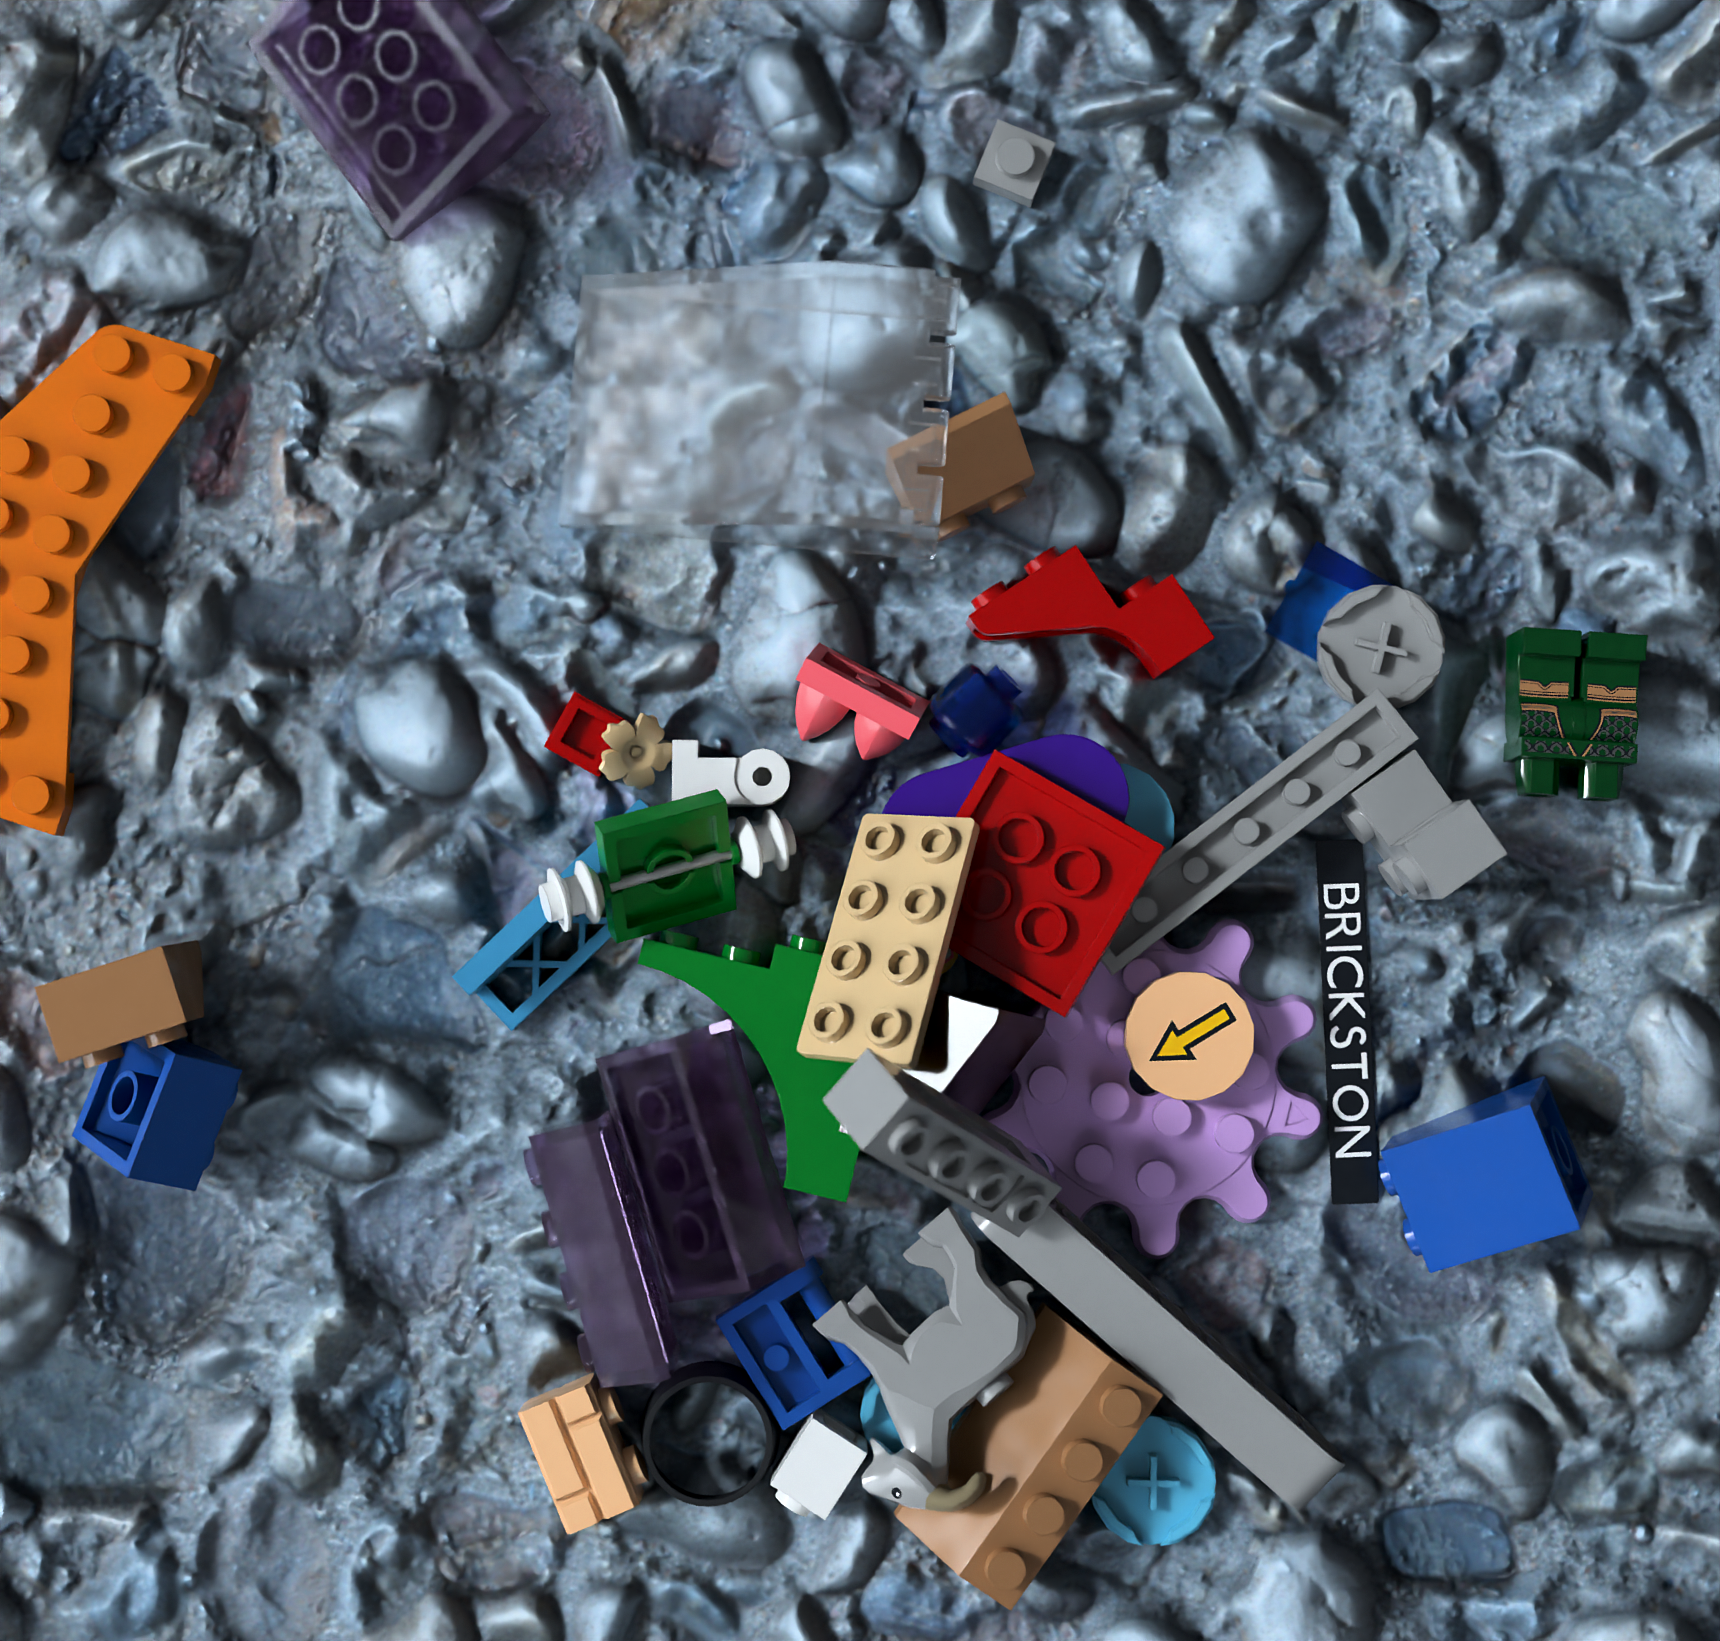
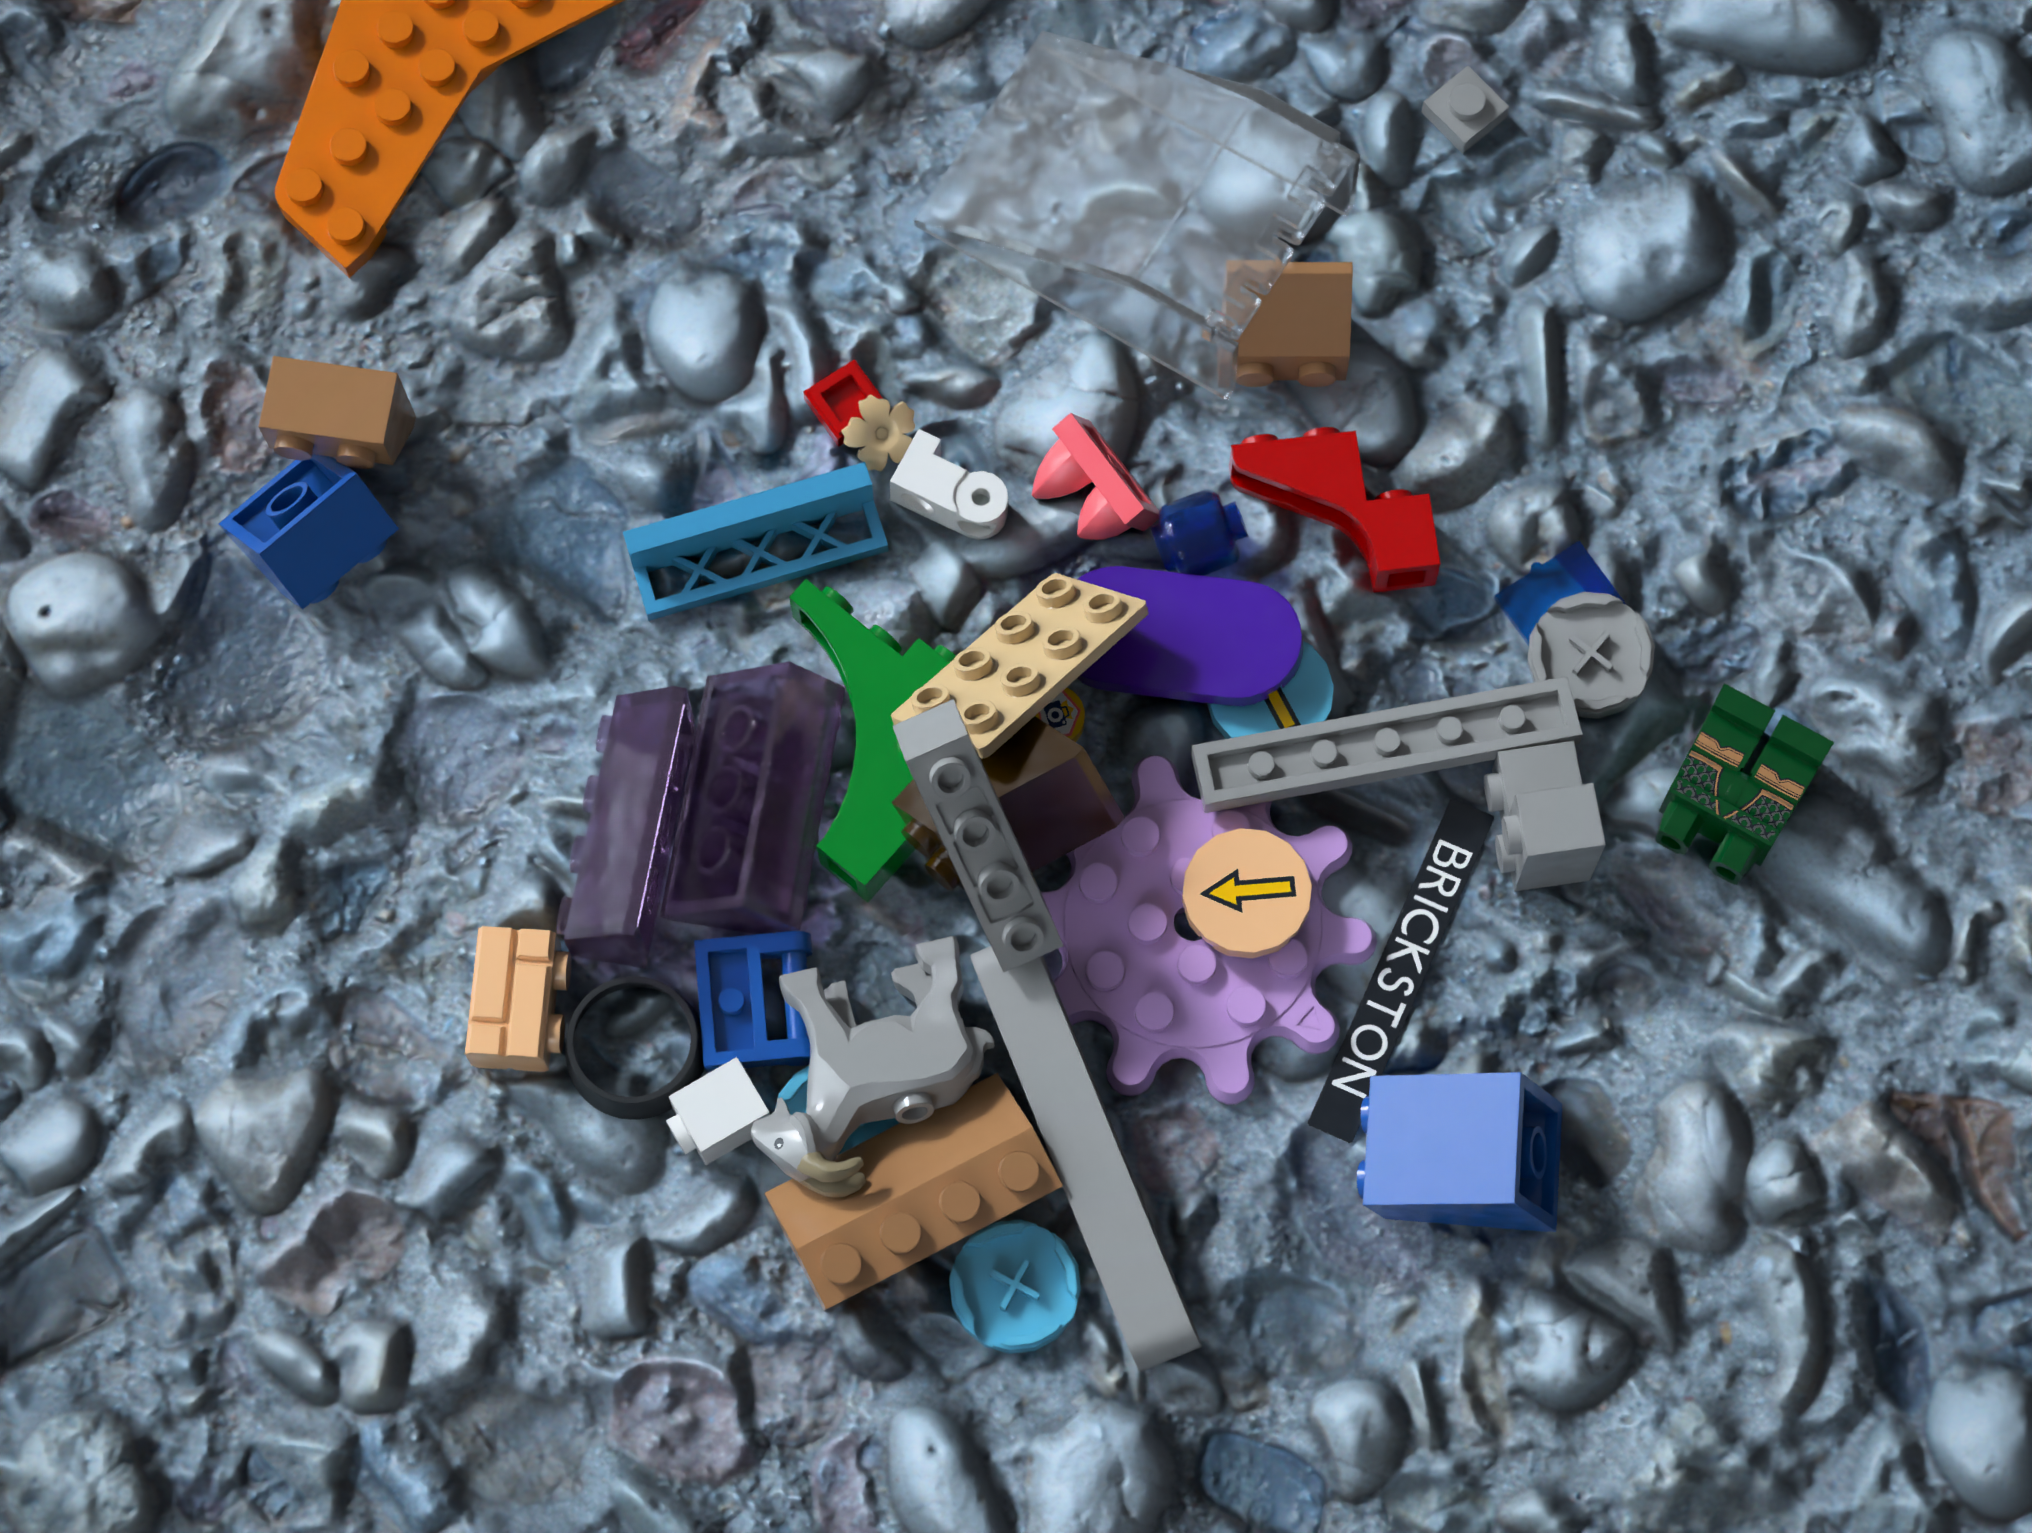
camera: 30 degrees right, 15 degrees down
(666, 866) = (858, 528): green plate -> none
(1045, 883) = (1179, 693): red plate -> none

